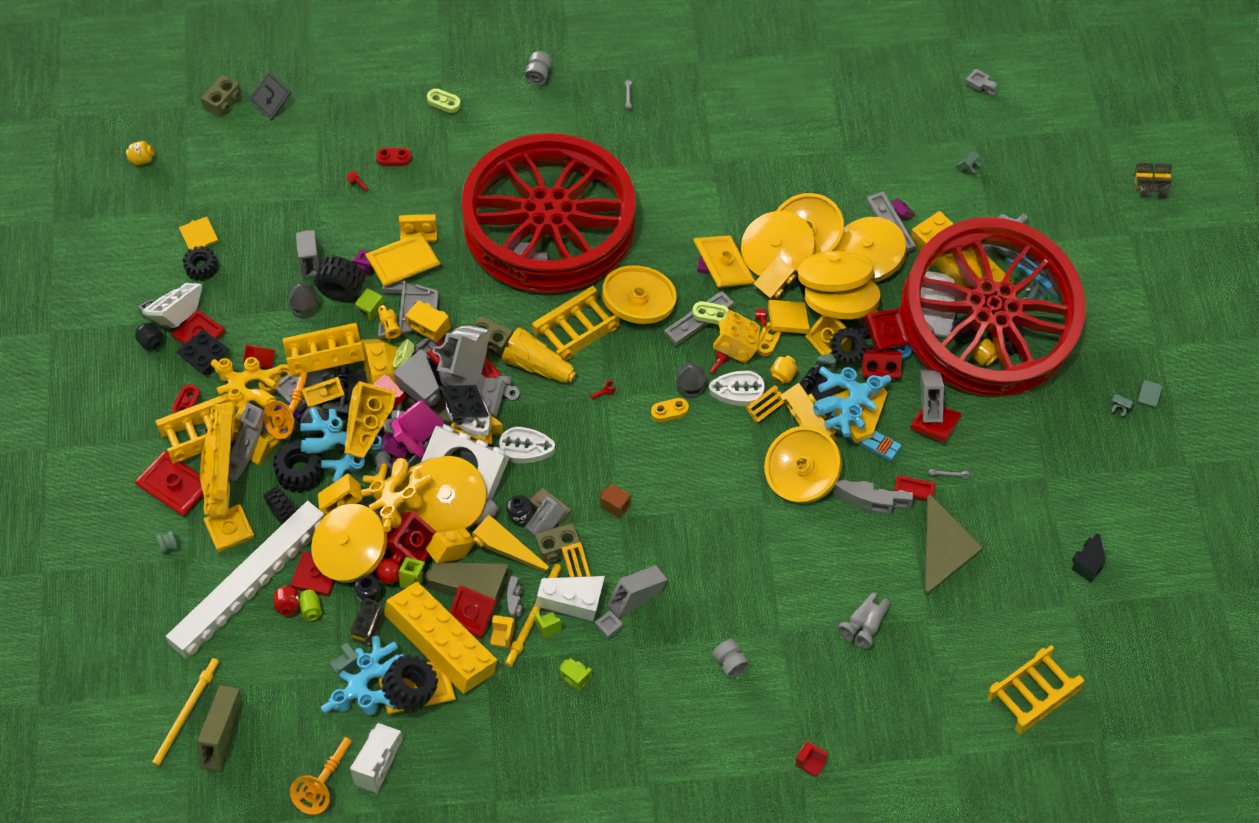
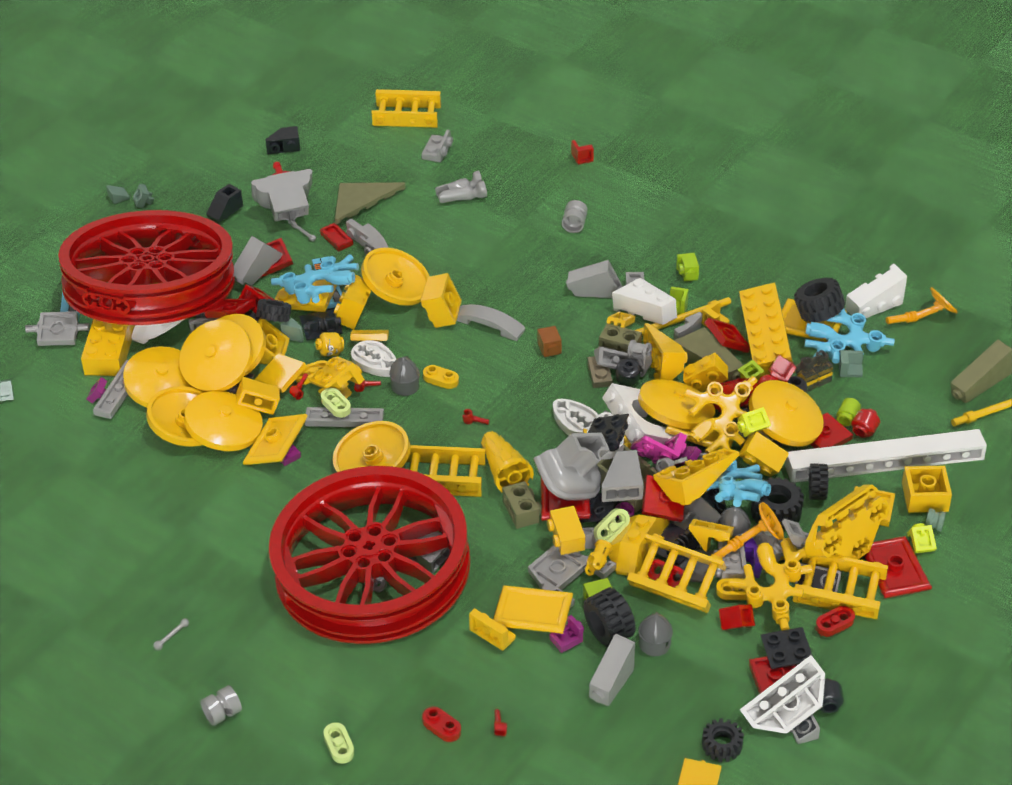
camera: 140 degrees left, 15 degrees down
(168, 518) = (922, 538): none -> neon yellow bracket
(190, 560) = (926, 488): none -> yellow brick
(357, 492) = (753, 421): none -> neon yellow bracket
(385, 584) = (782, 368): none -> panel
(521, 527) = (642, 354): none -> light grey piece
(688, 488) = (493, 318): none -> light grey slope
(736, 463) = (441, 300): none -> yellow brick
(952, 662) = (437, 147): none -> light grey bracket
(997, 476) = (284, 193): none -> light grey piece
(1041, 444) = (225, 203): none -> black slope

